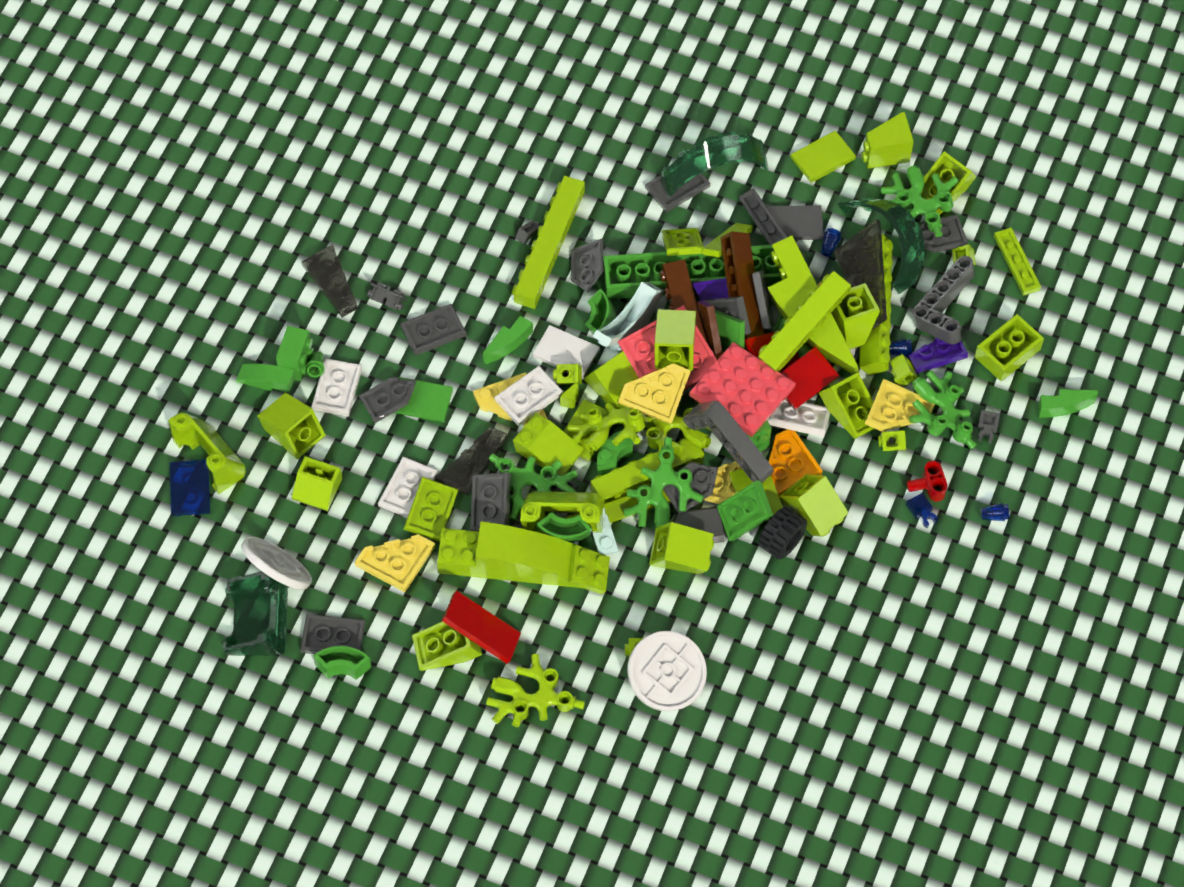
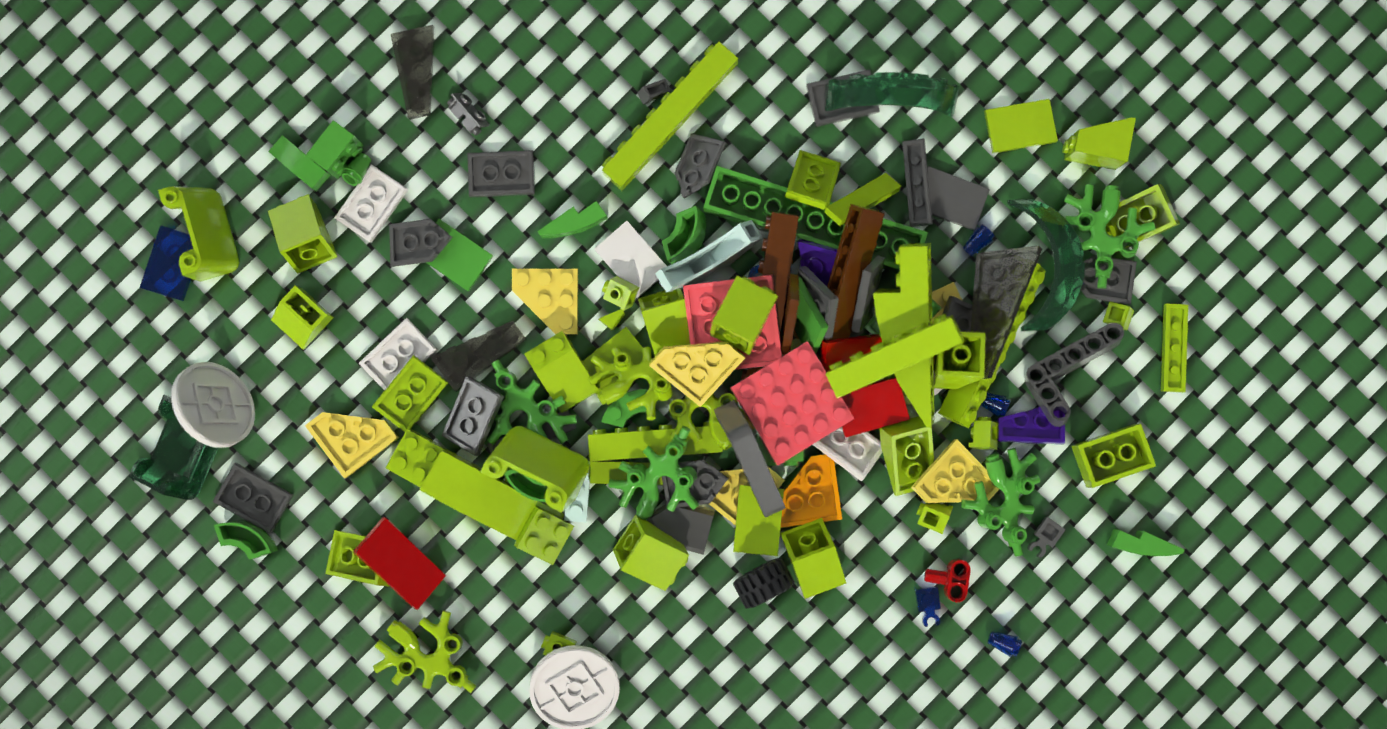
camera: 25 degrees right, 25 degrees up
(528, 395) = (566, 302): white tile -> none
(745, 510) = (734, 542): bright green tile -> none

